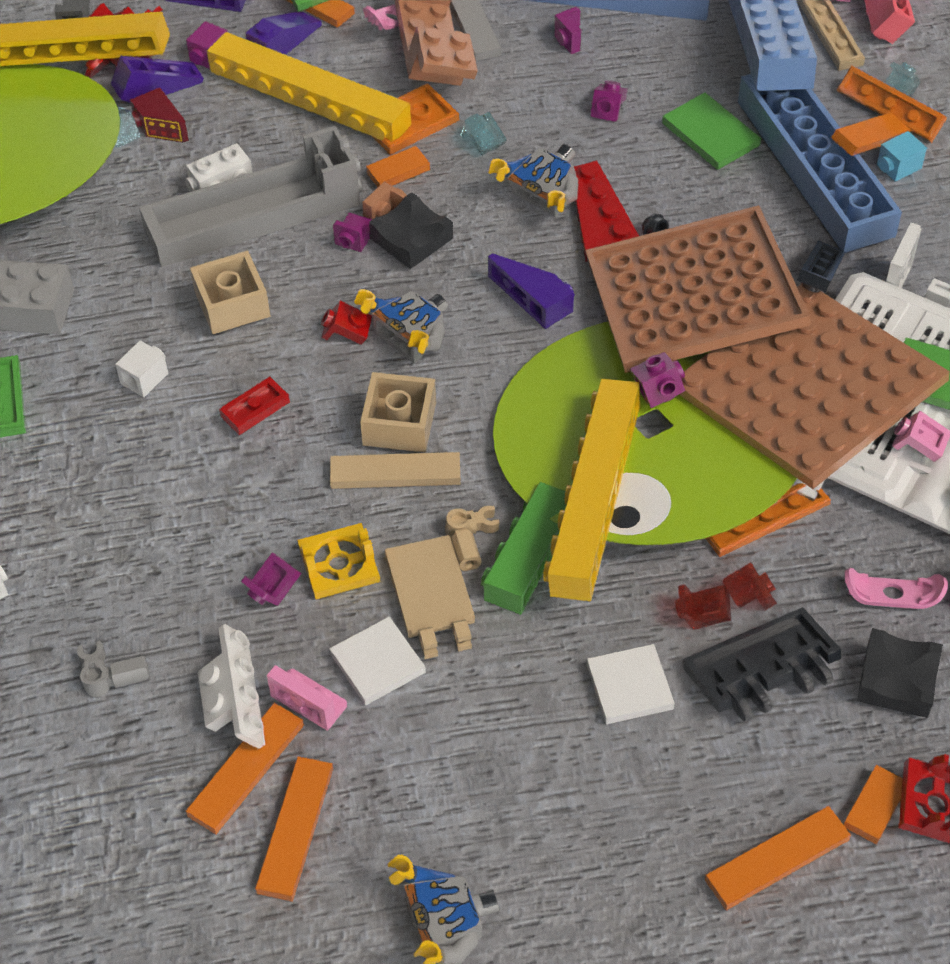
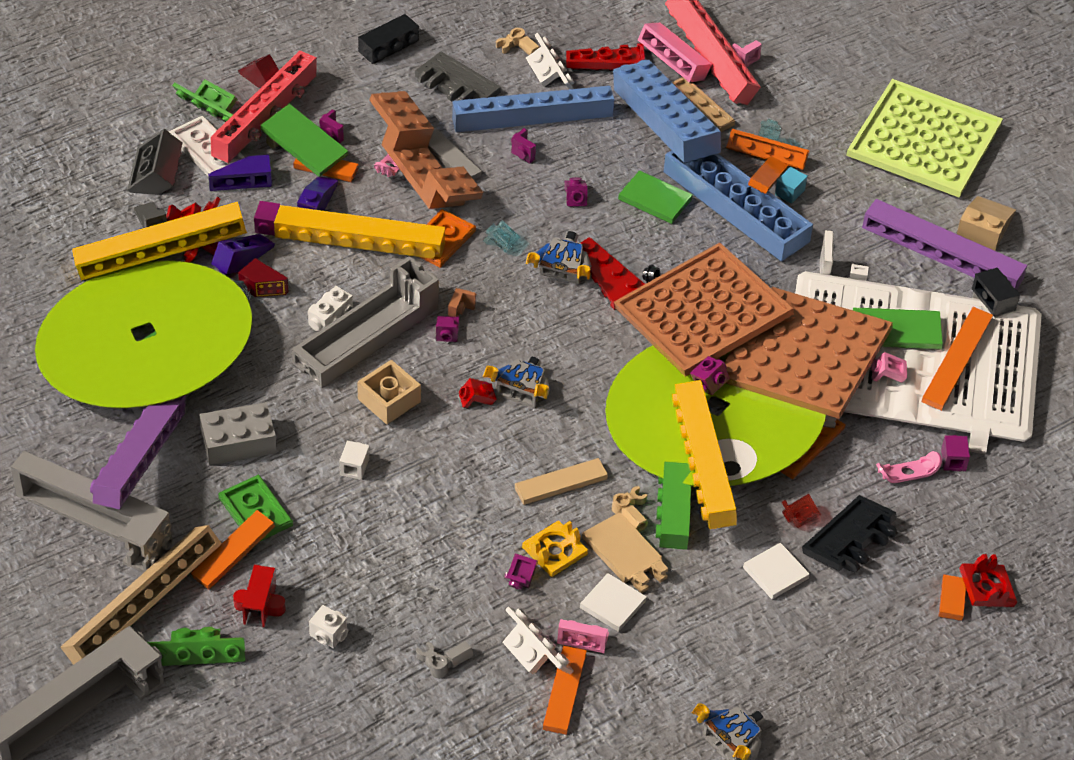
camera: 25 degrees left, 5 degrees down
(254, 405) = (445, 464): red plate -> none
(294, 829) = (615, 715): orange tile -> none
(398, 167) = (454, 275): orange tile -> none
(398, 412) = (548, 442): tan brick -> none
(411, 231) = (489, 318): black brick -> none
(535, 290) = (593, 337): dark purple slope -> none
(749, 585) = (823, 490): clear red bracket -> none
(777, 857) = (909, 644): orange tile -> none
(820, 267) = (778, 274): black plate -> none
(899, 673) = (934, 517): black brick -> none

